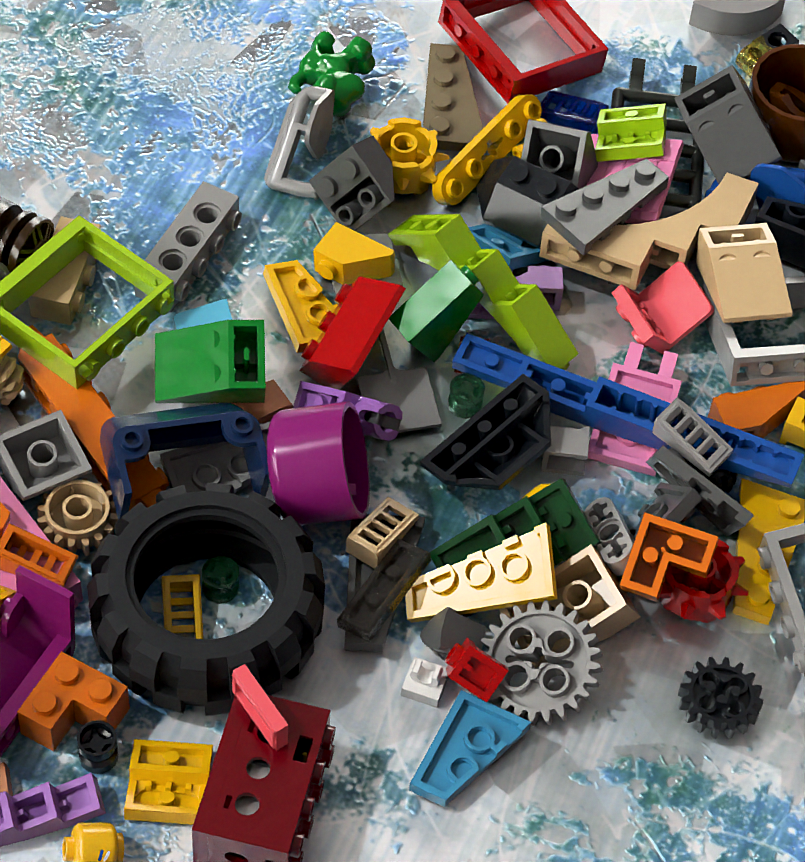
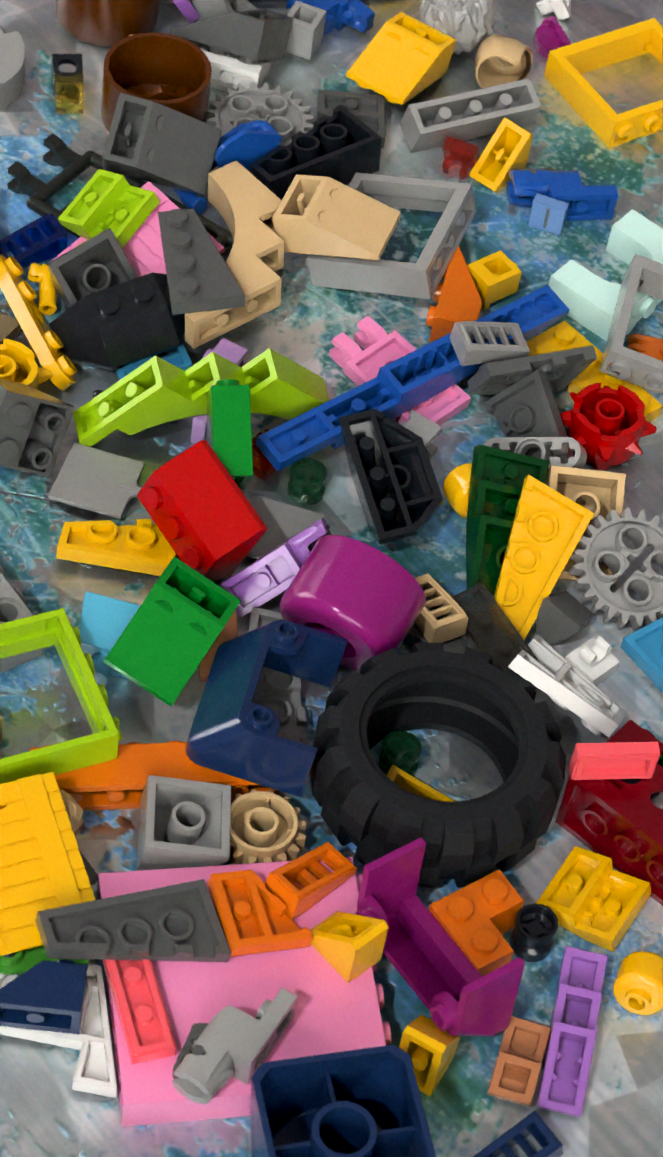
camera: 65 degrees left, 5 degrees down
(348, 254) = (96, 477): yellow slope -> none
(353, 676) = (568, 687): none -> white wing
(474, 669) = (615, 613): red bracket -> none
(661, 546) = (601, 418): orange brick -> none
(665, 308) = (313, 295): coral bracket -> none

